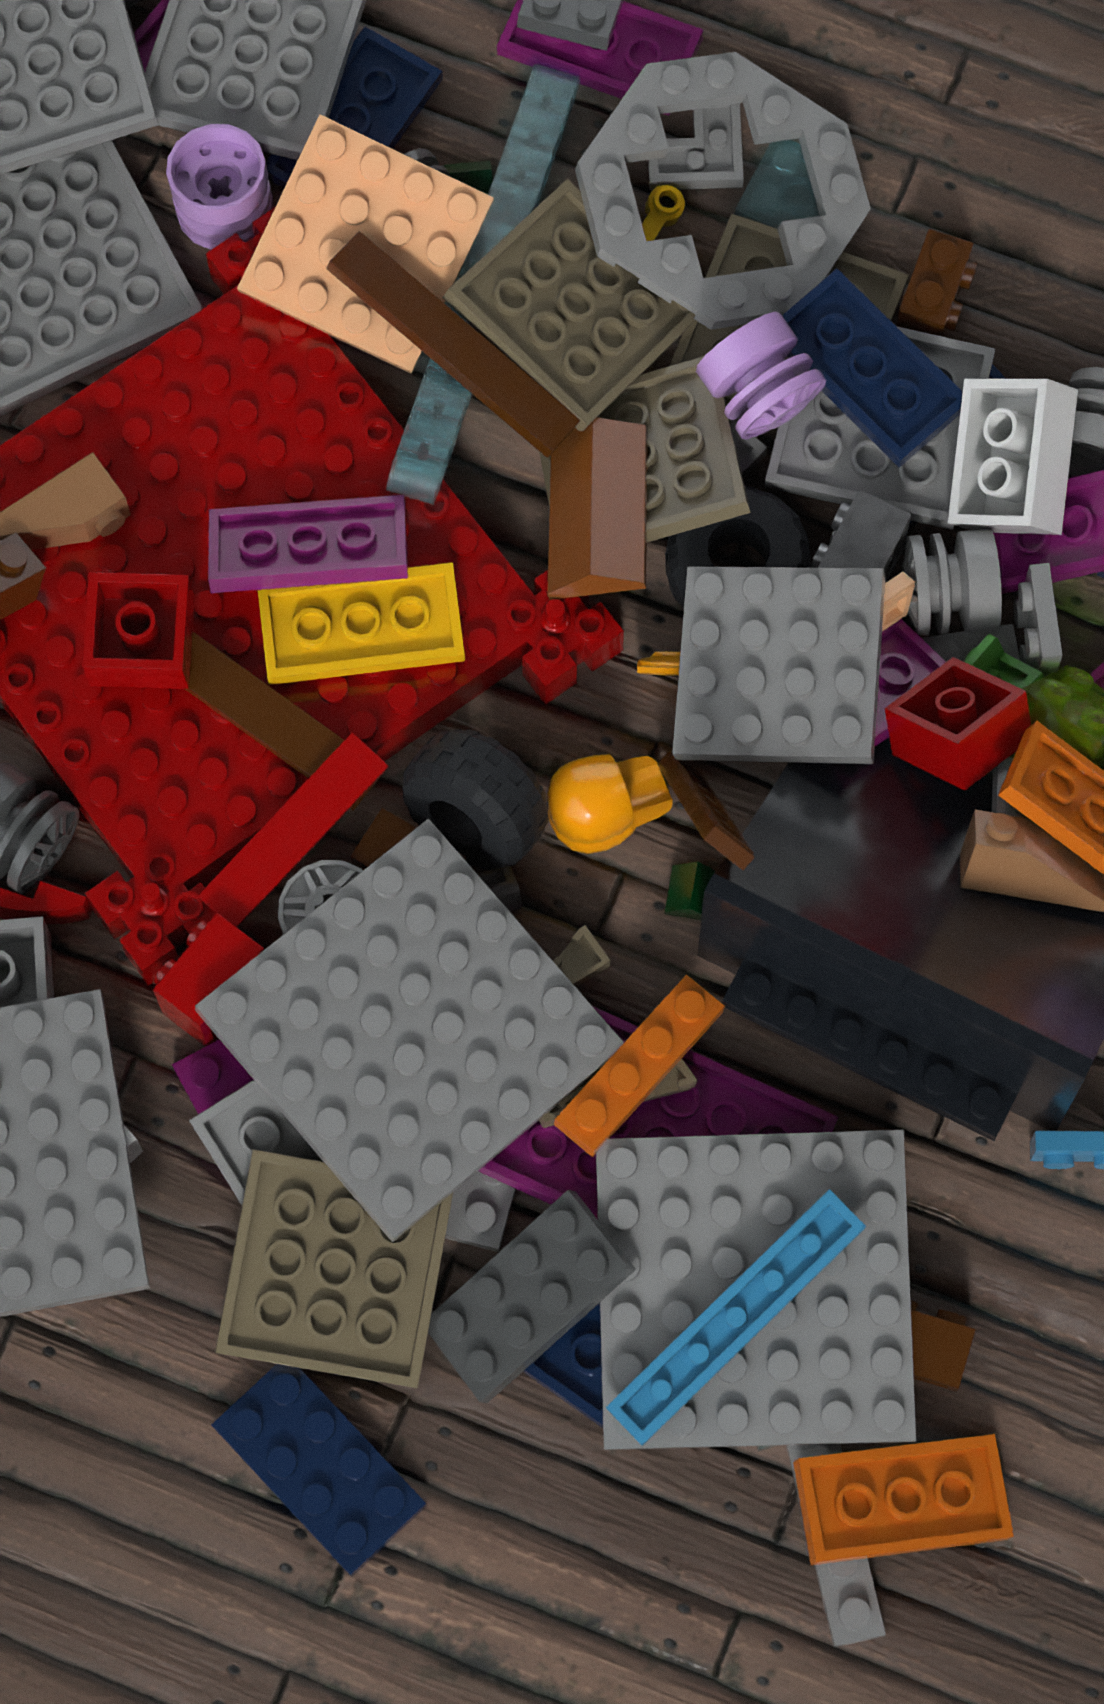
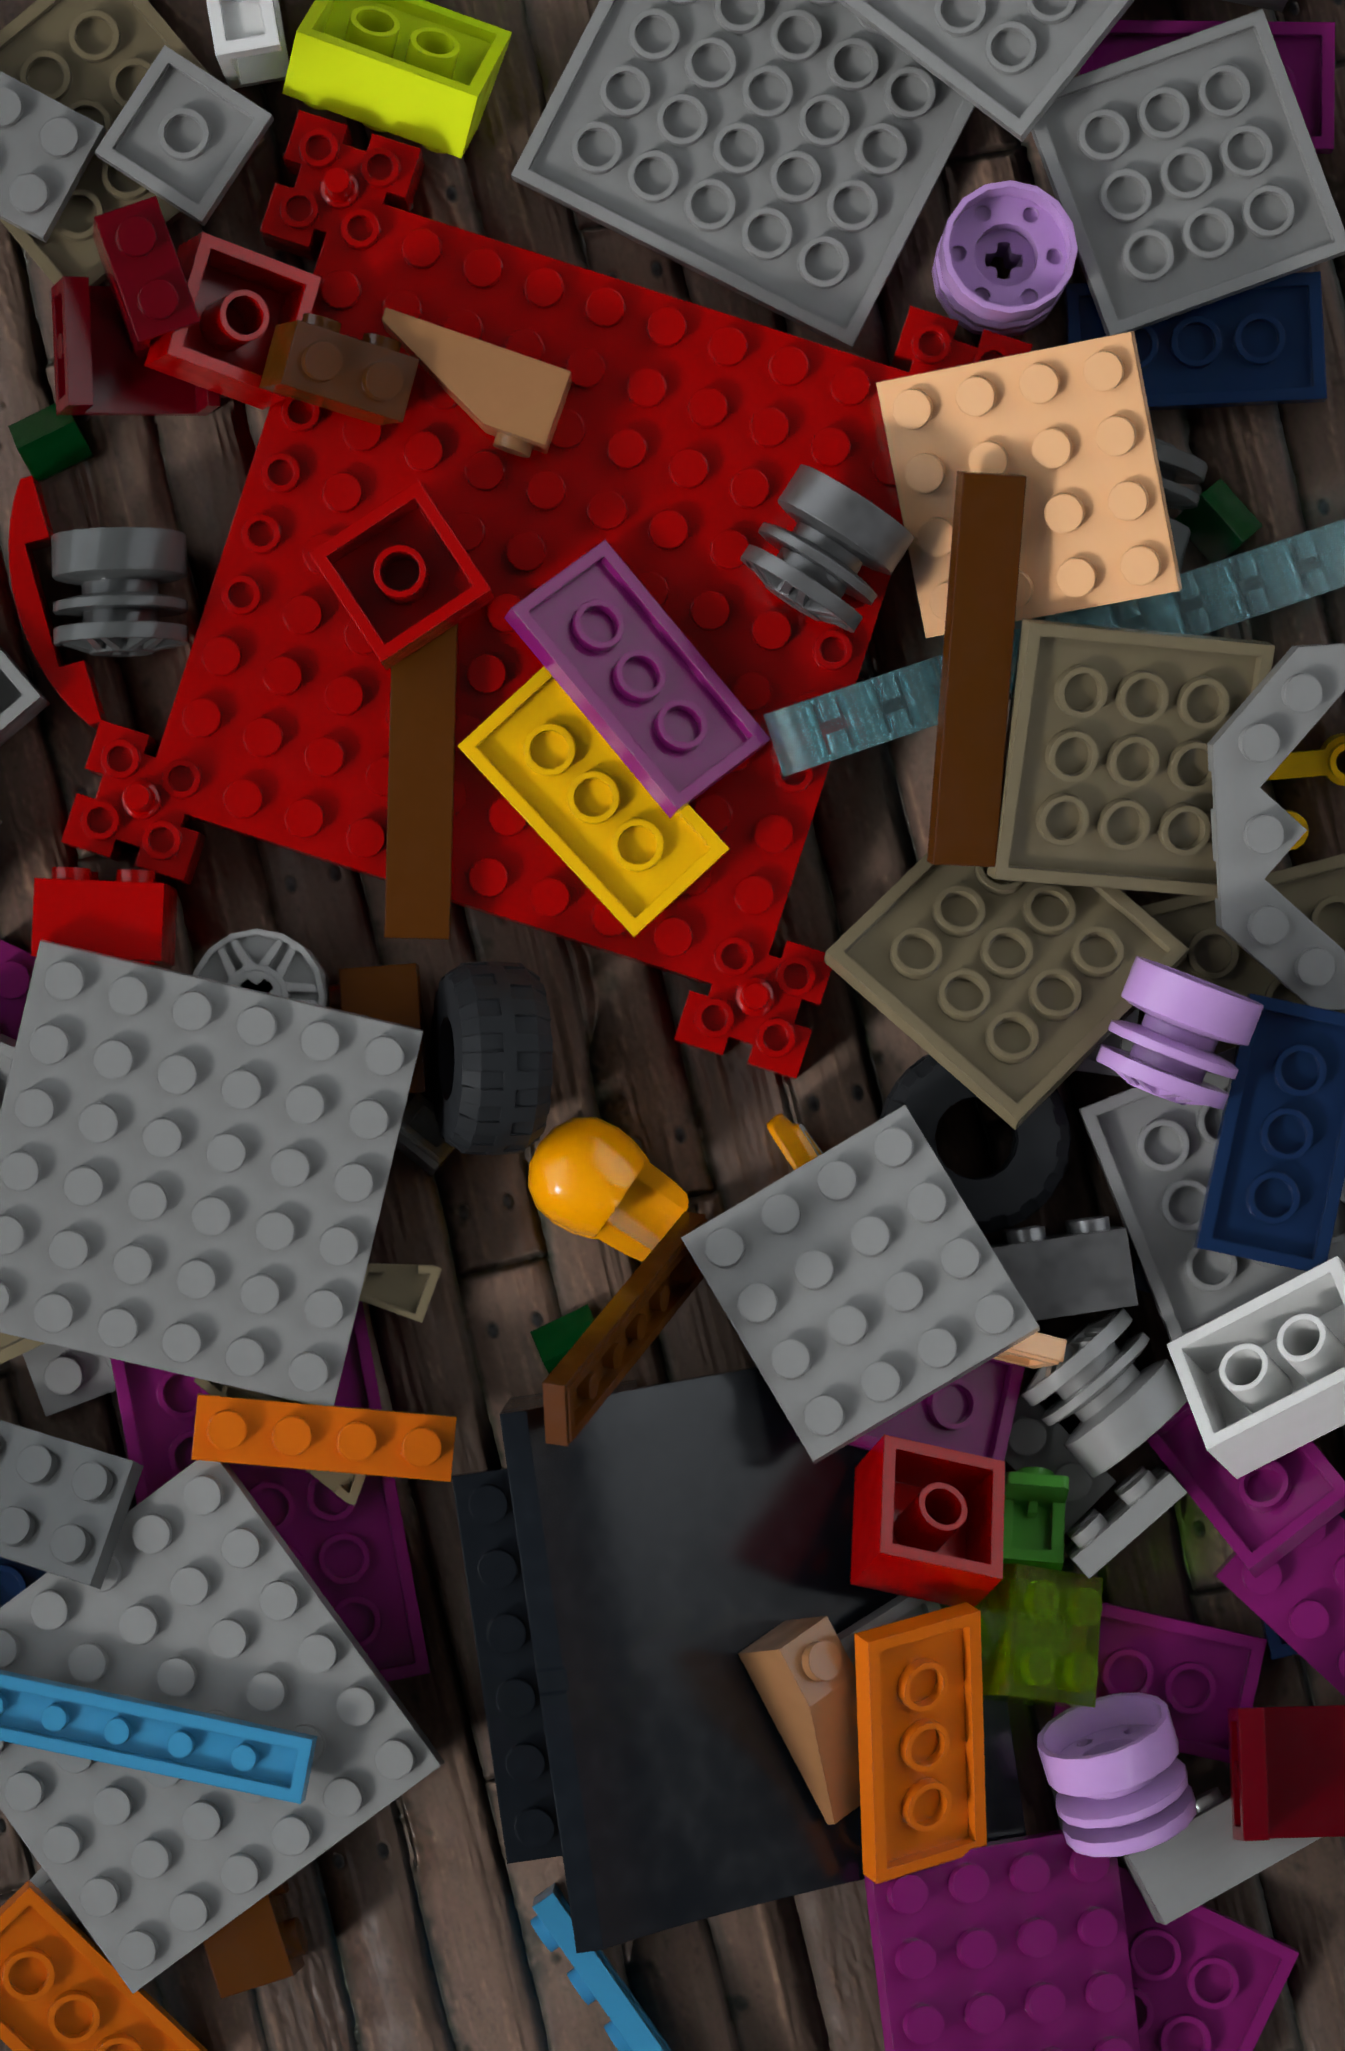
camera: 55 degrees right, 15 degrees up
(293, 830) = (314, 895): red piece -> none
(314, 377) = (827, 548): none -> flat silver wheel
(598, 510) = (904, 961): dark orange slope -> none

